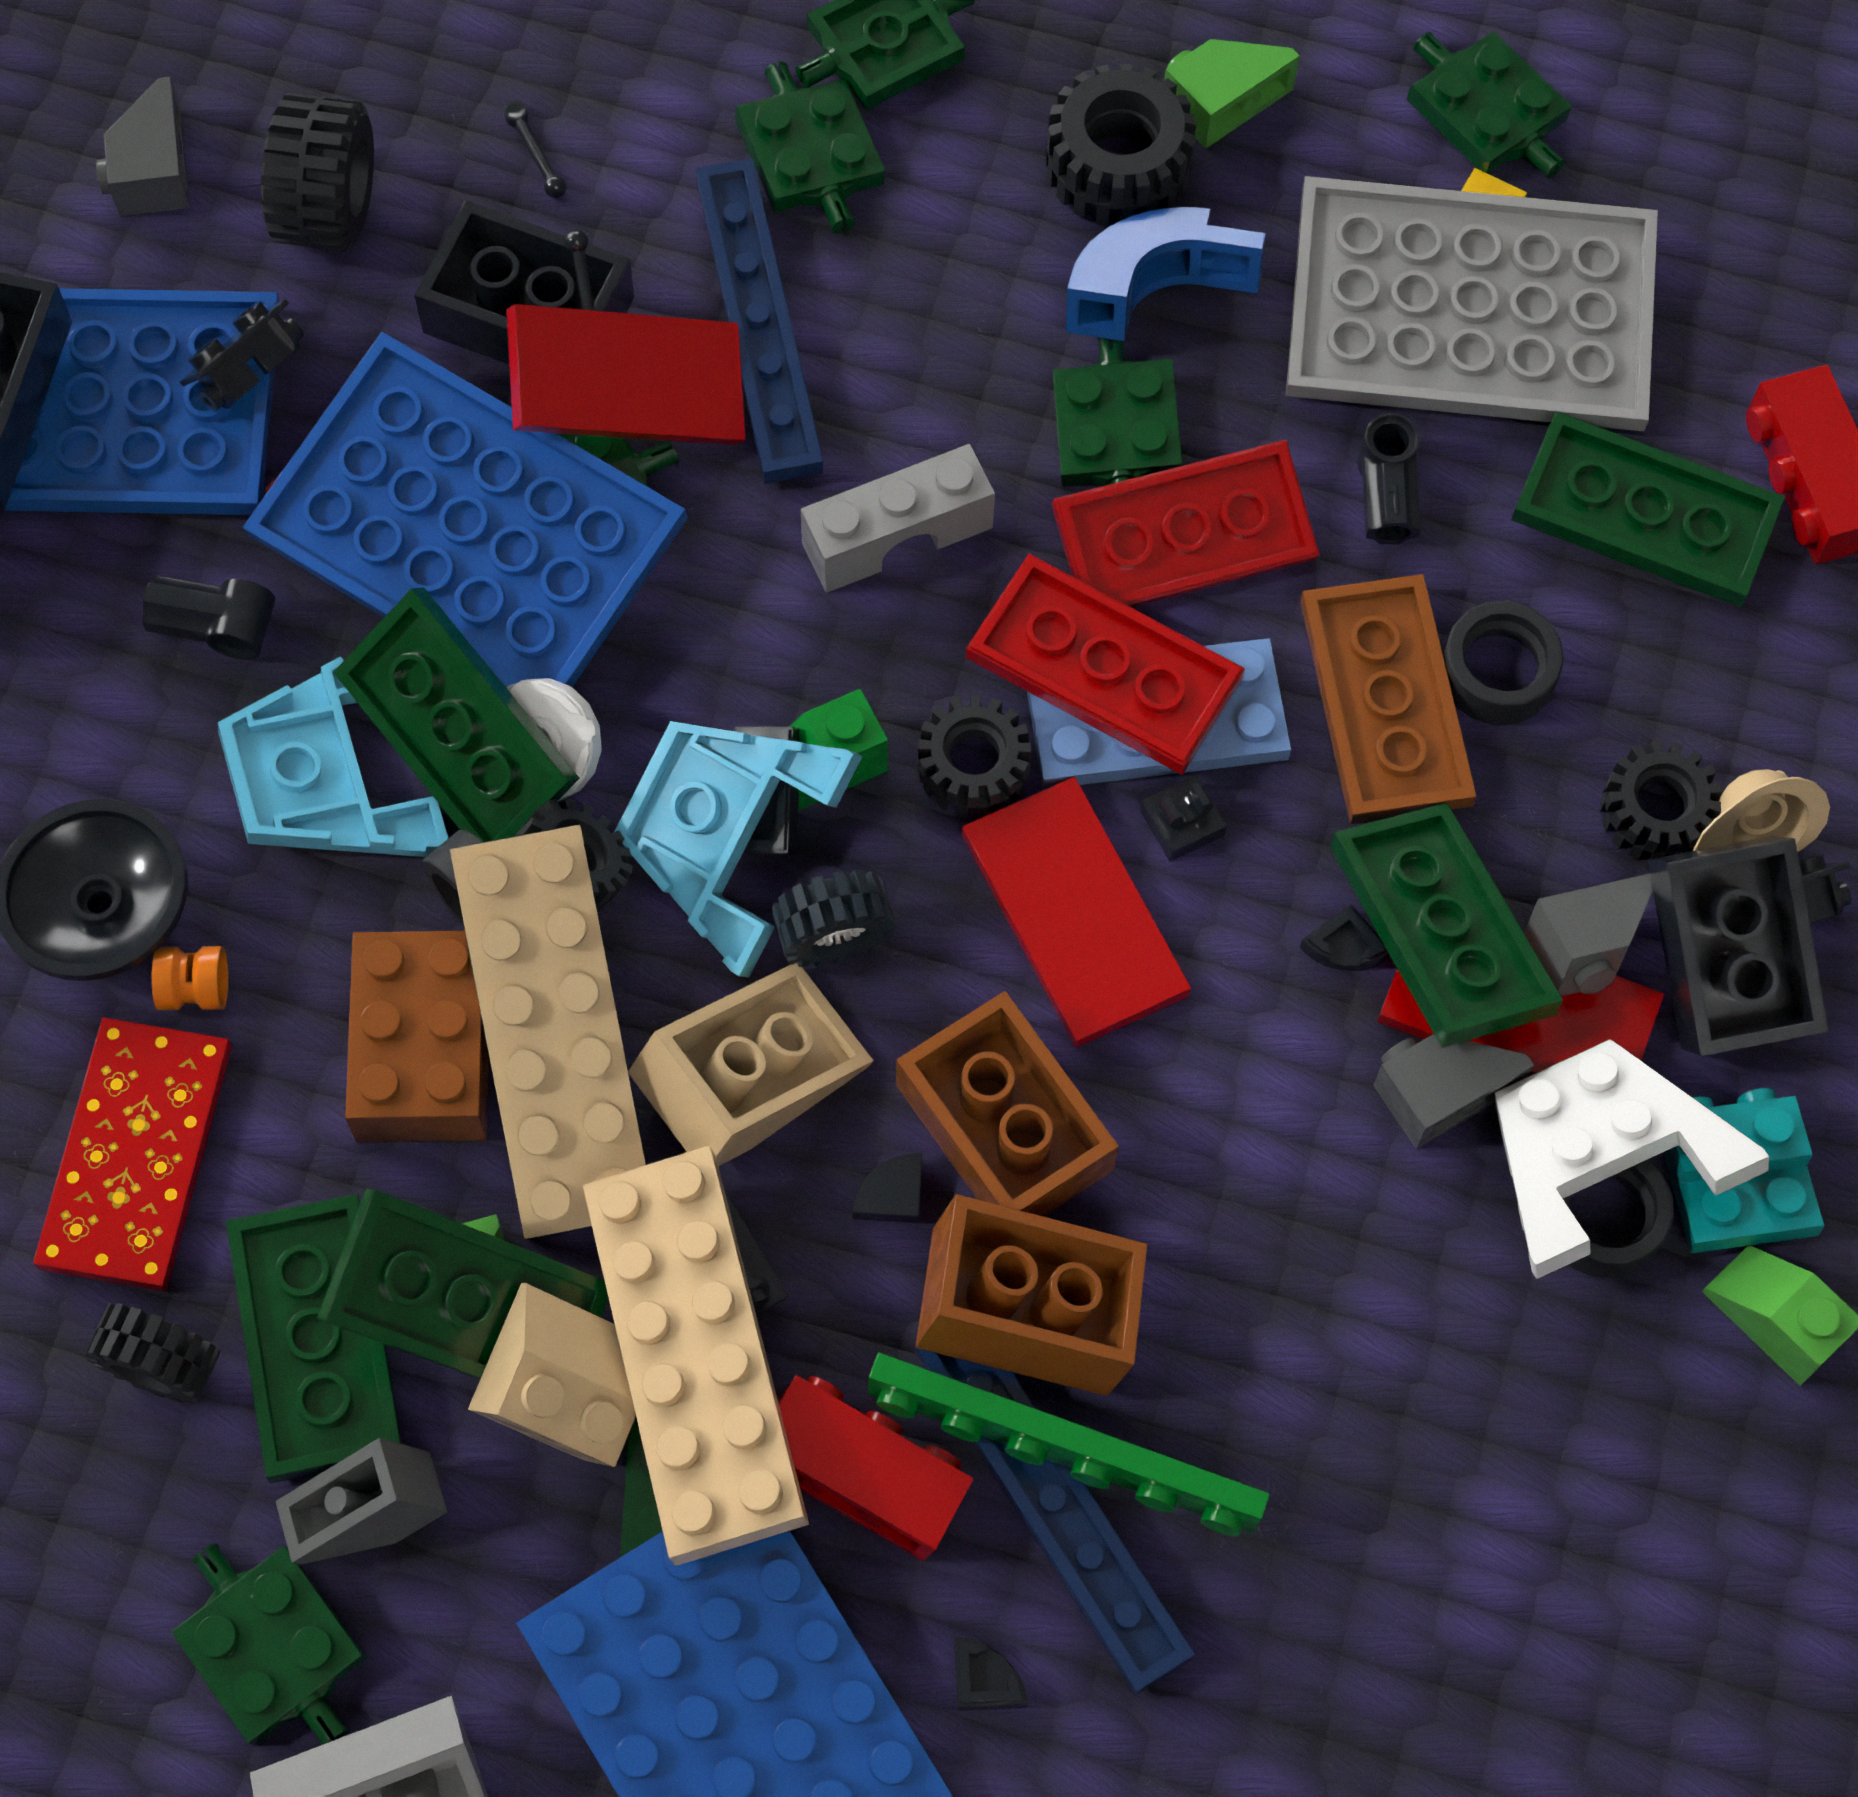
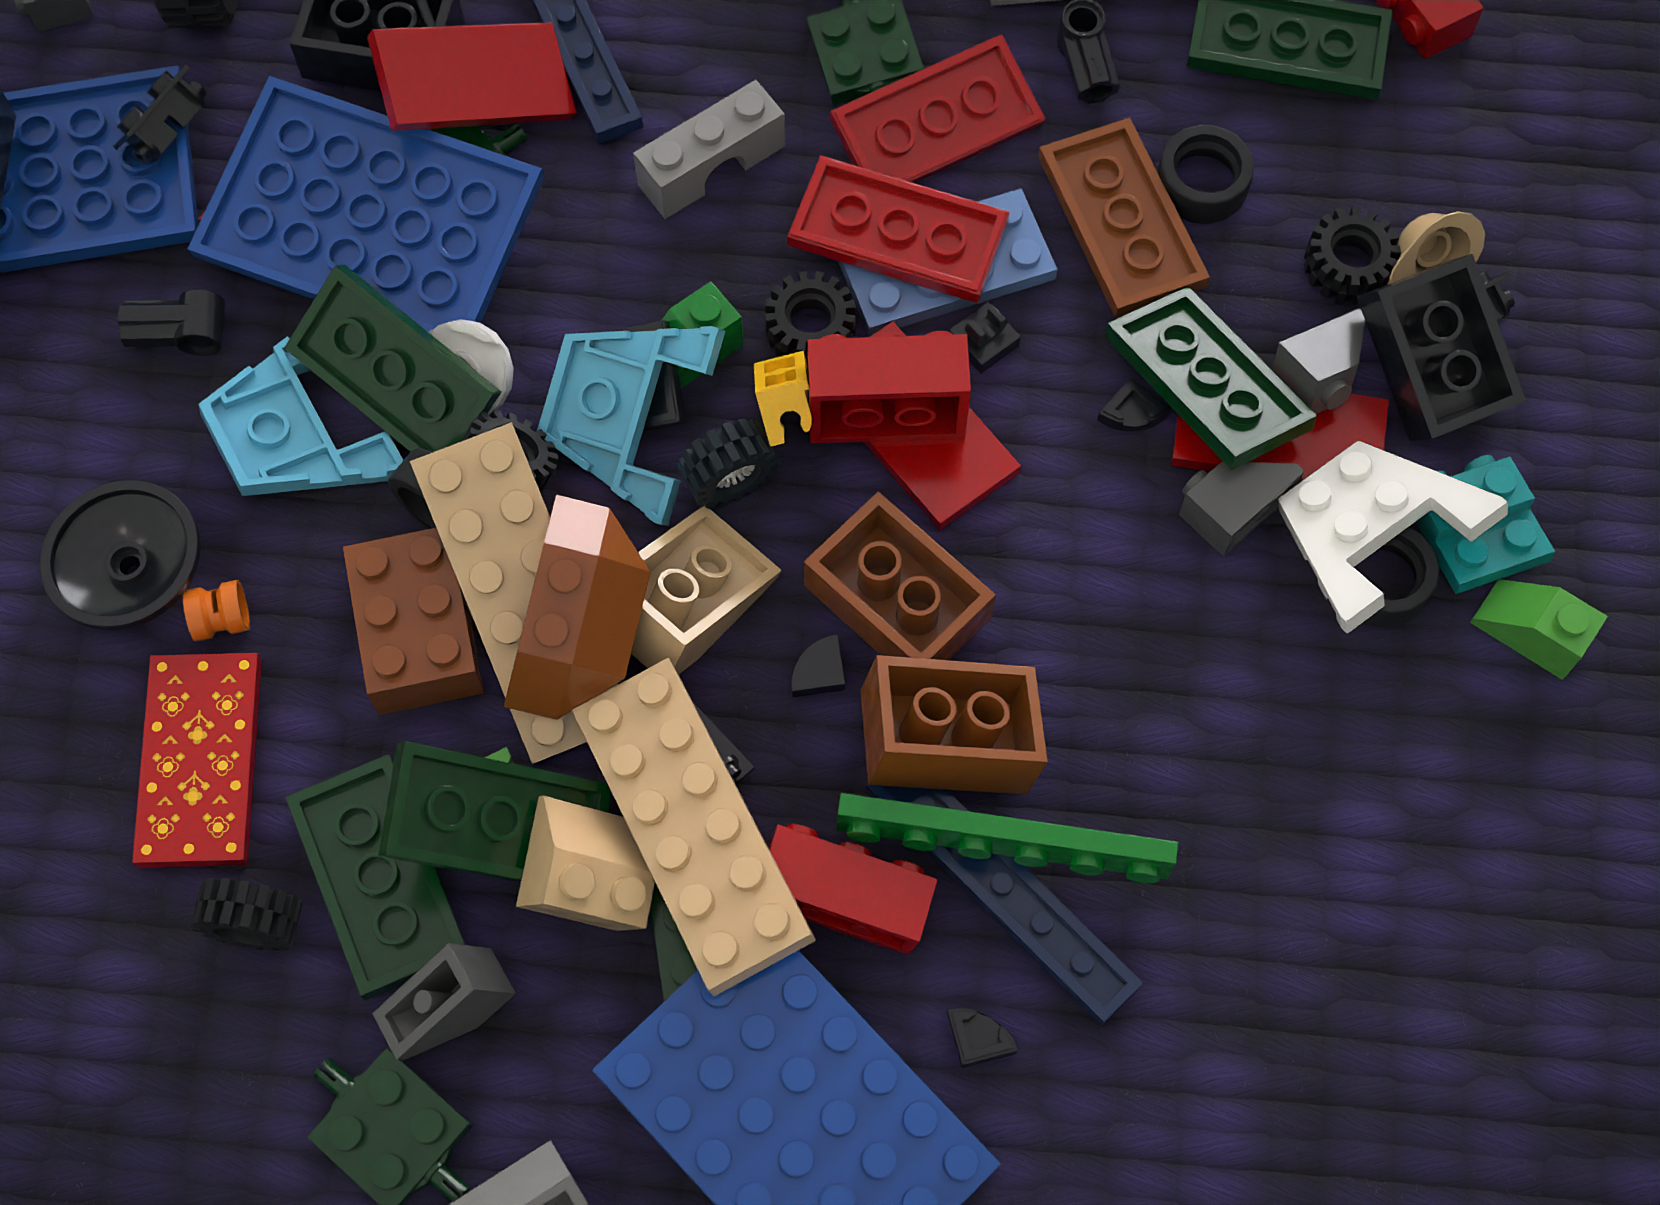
camera: 10 degrees left, 0 degrees up
(613, 1069) = (578, 612): none -> dark orange wedge
(915, 840) = (779, 388): none -> yellow hinge
(1043, 863) = (888, 387): none -> red brick

